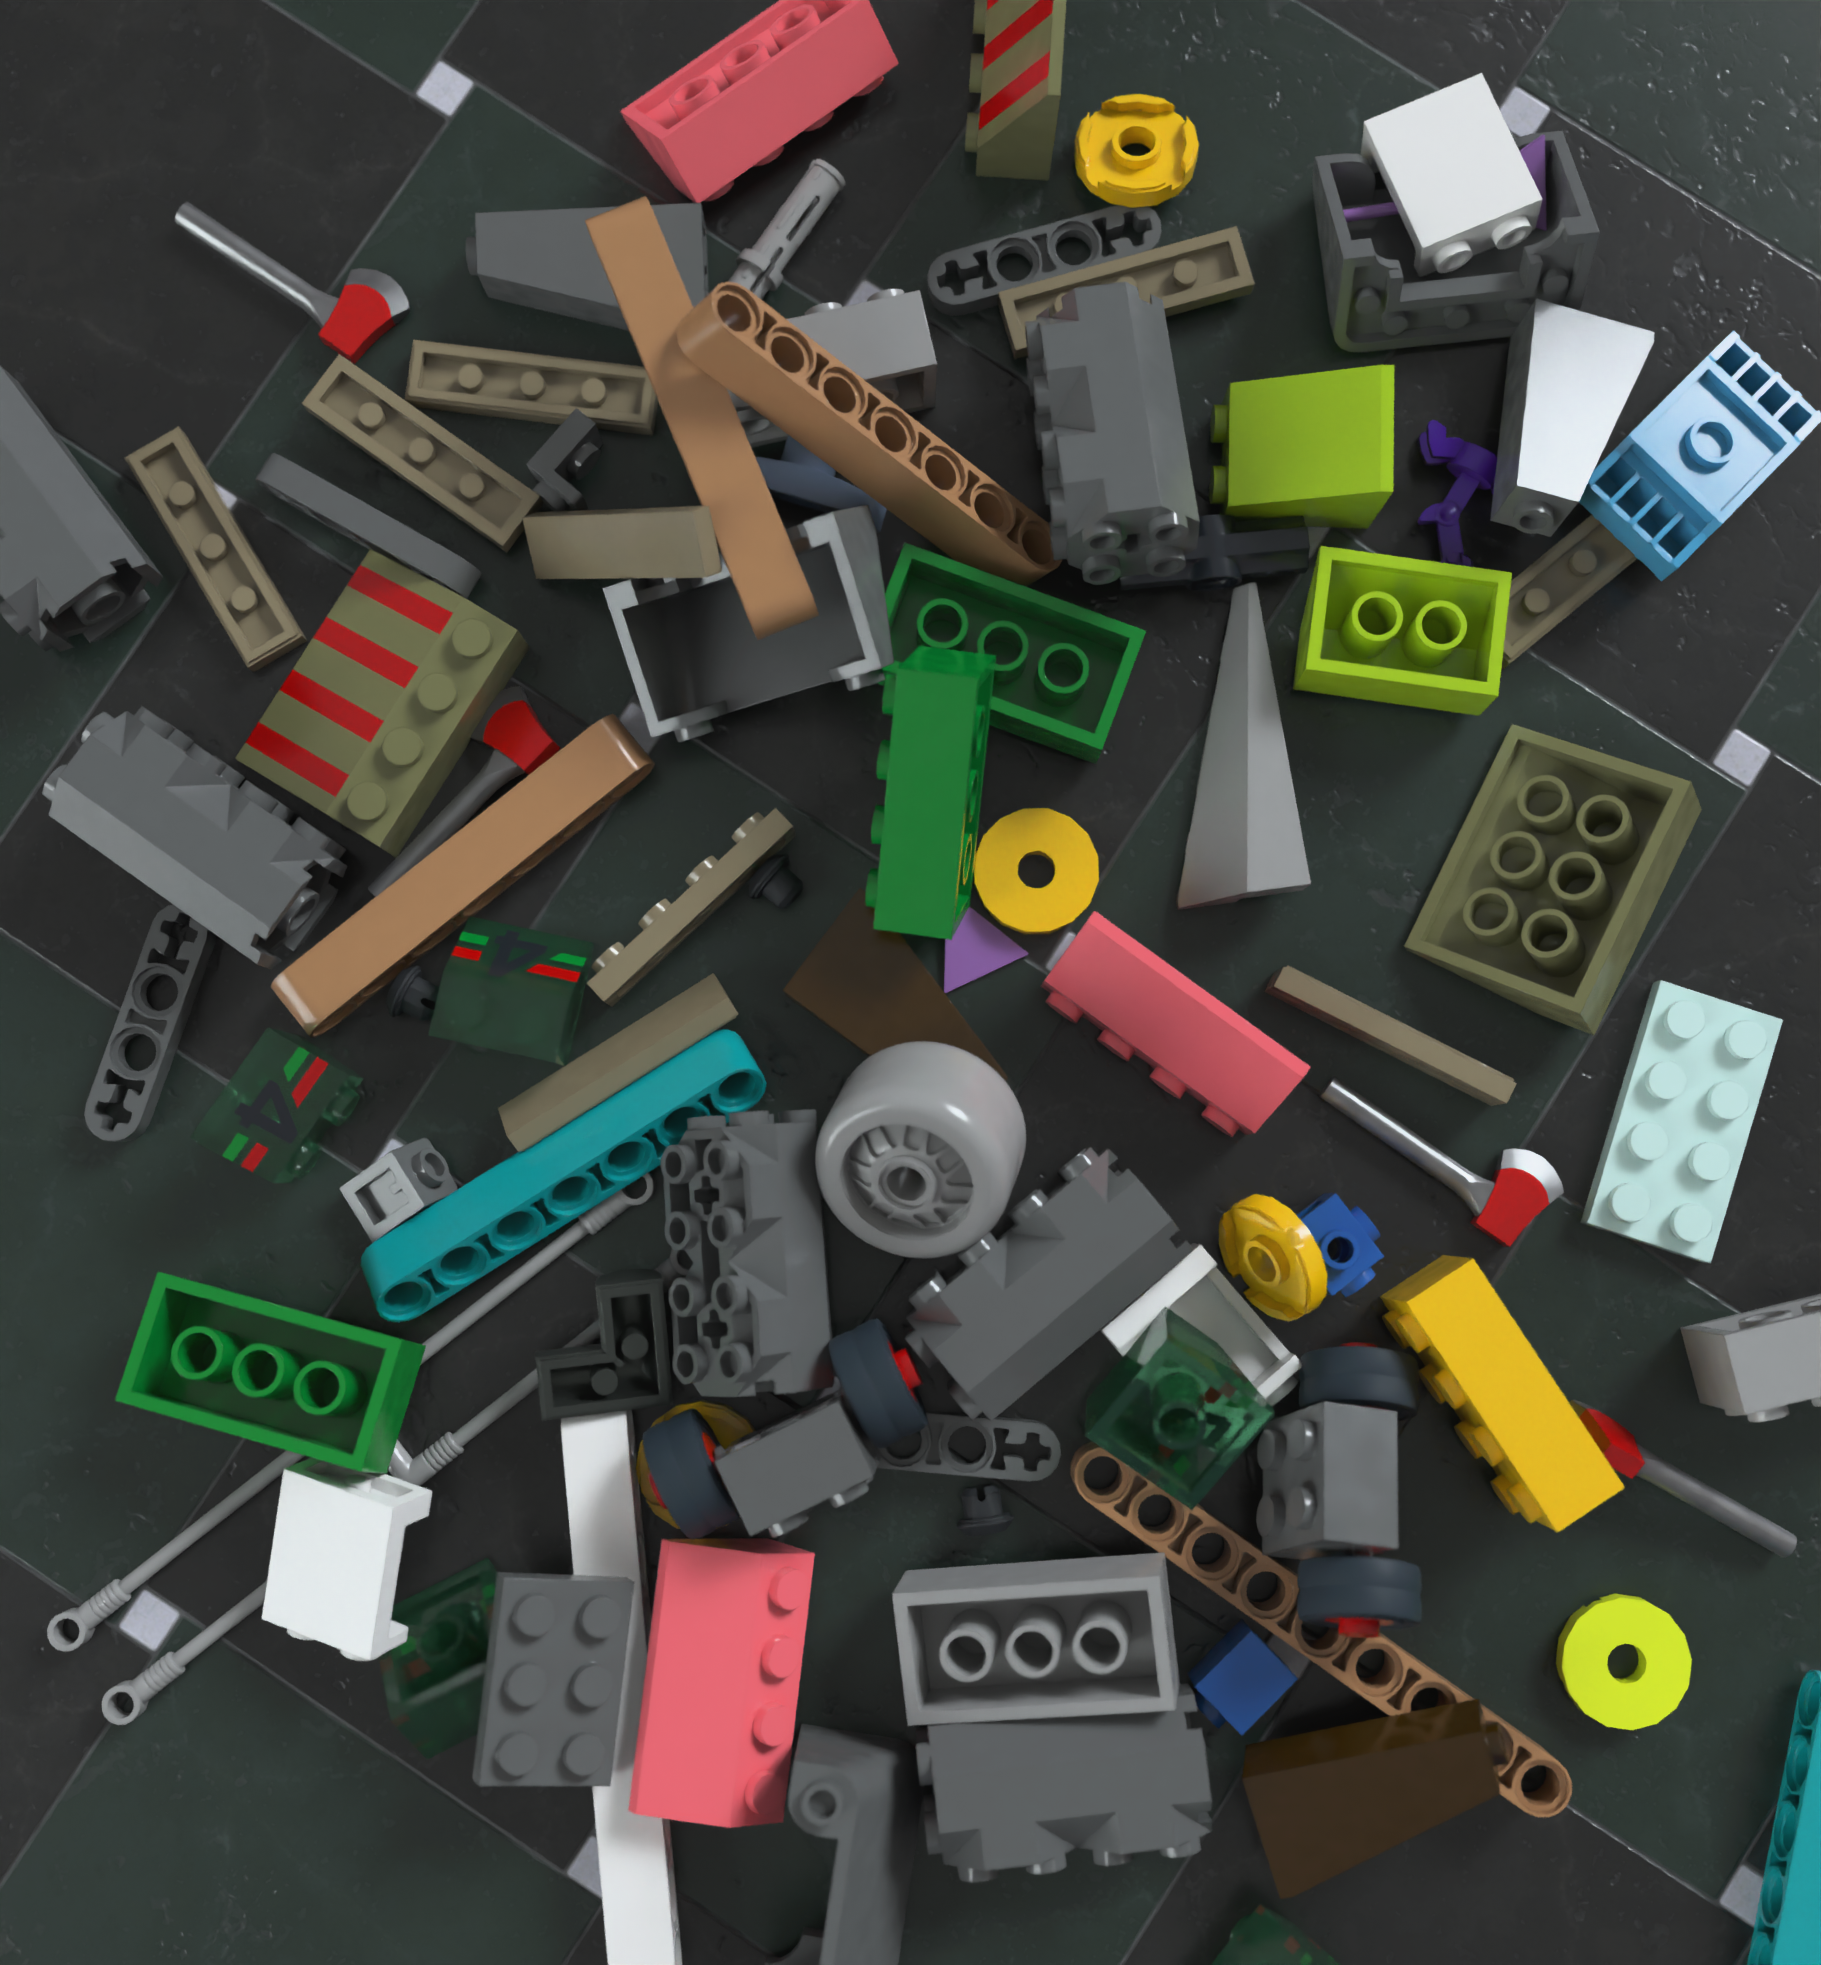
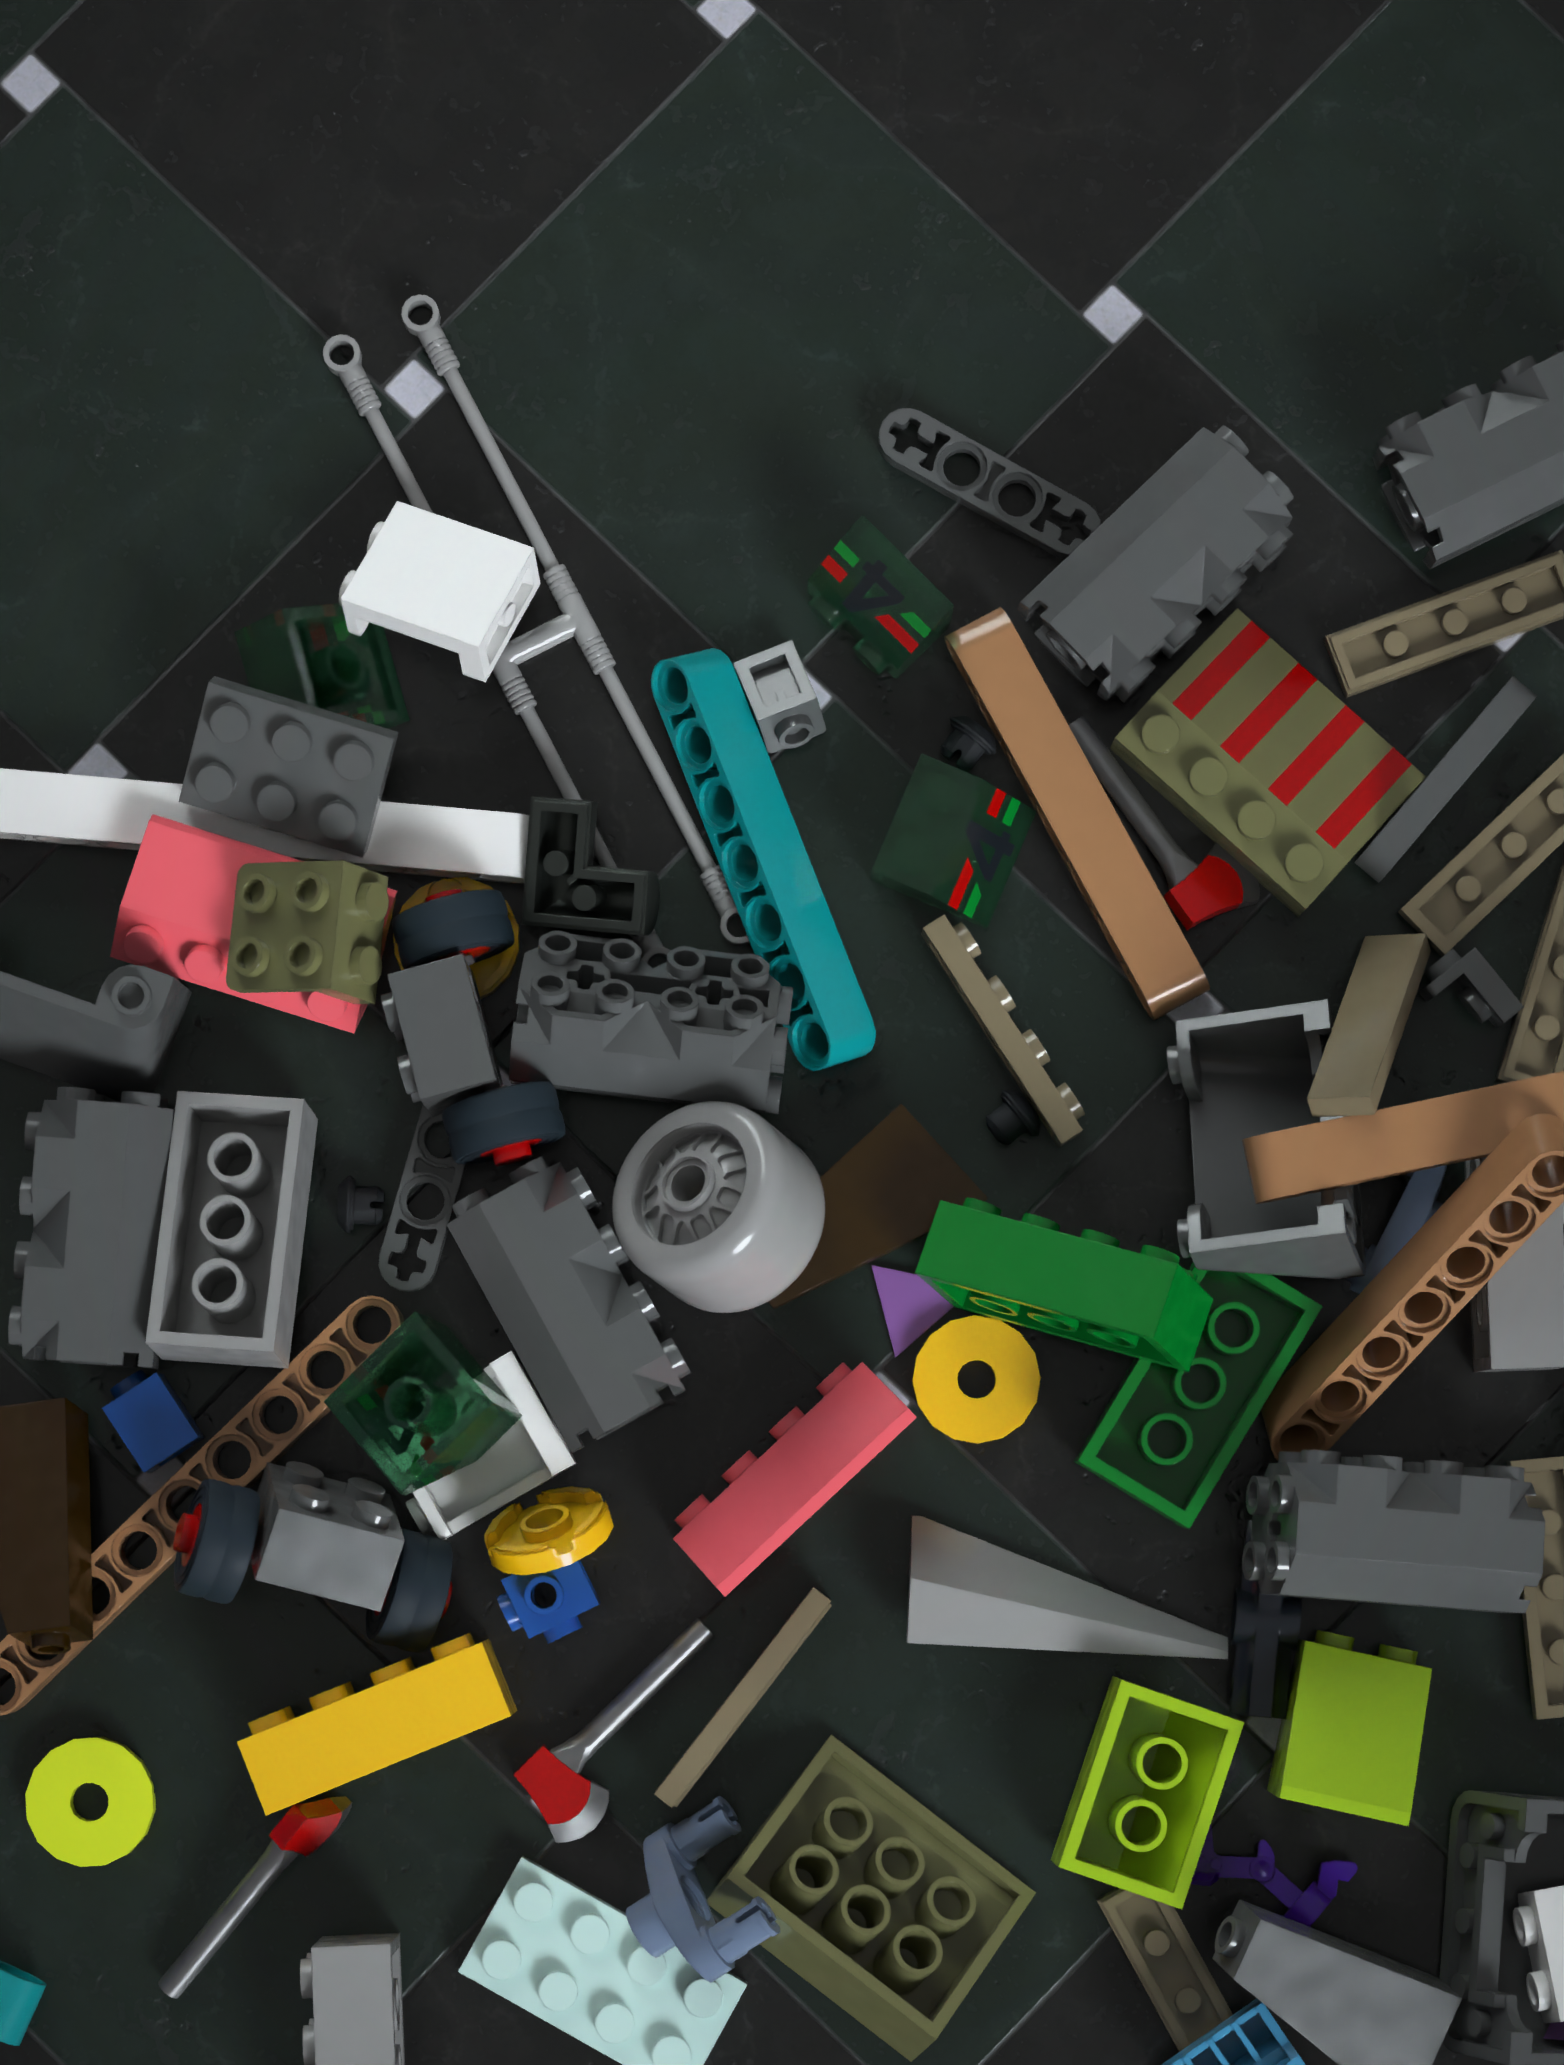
camera: 100 degrees right, 0 degrees up
(271, 1374) = (626, 550): green brick -> none
(616, 1063) = (863, 930): dark tan tile -> none
(718, 1626) = (308, 929): none -> olive bracket
(1610, 1059) = (677, 1907): none -> sand blue connector

